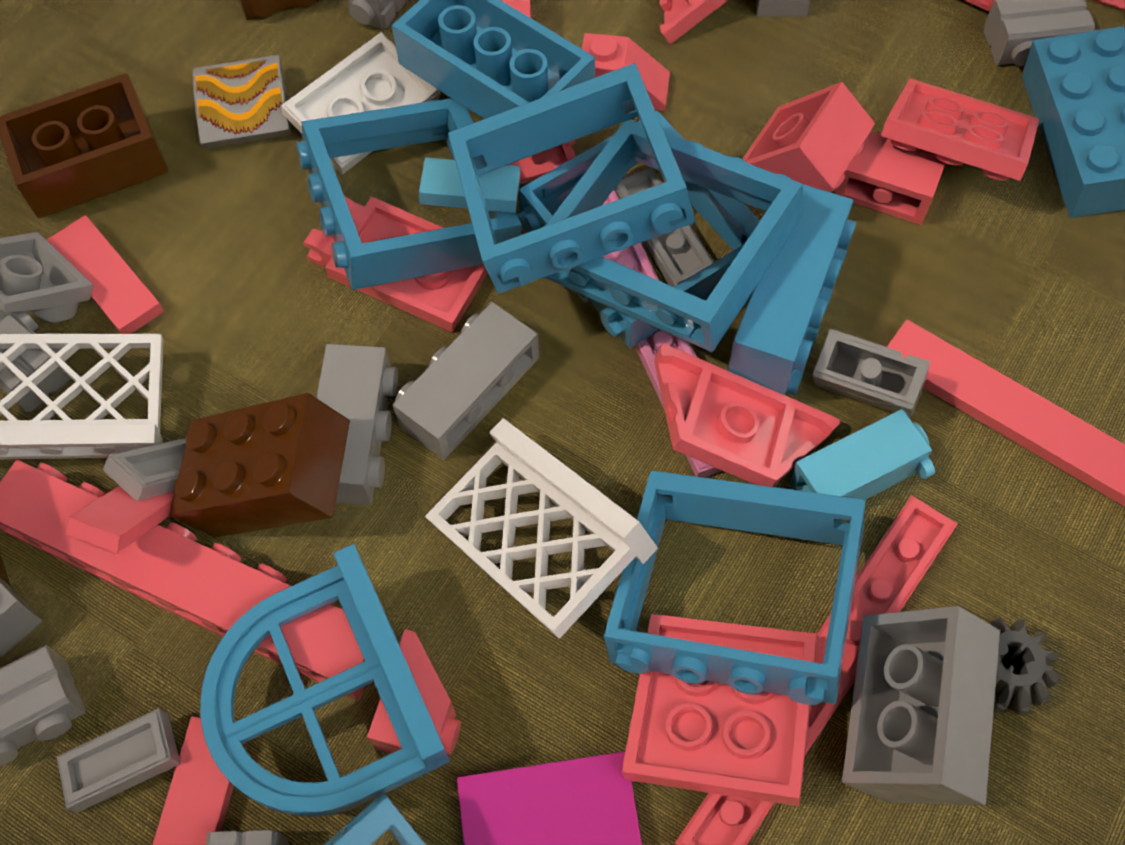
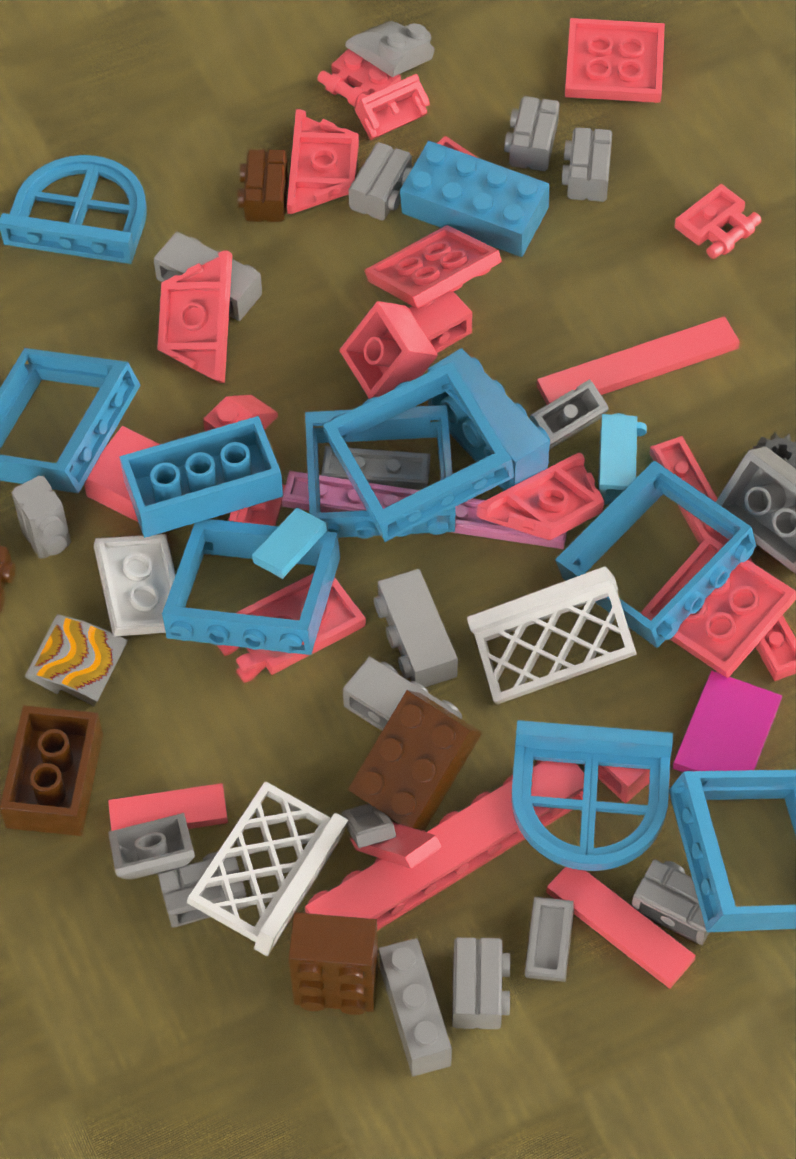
camera: 60 degrees left, 5 degrees down
(551, 123) = (300, 458): dark azure window -> none

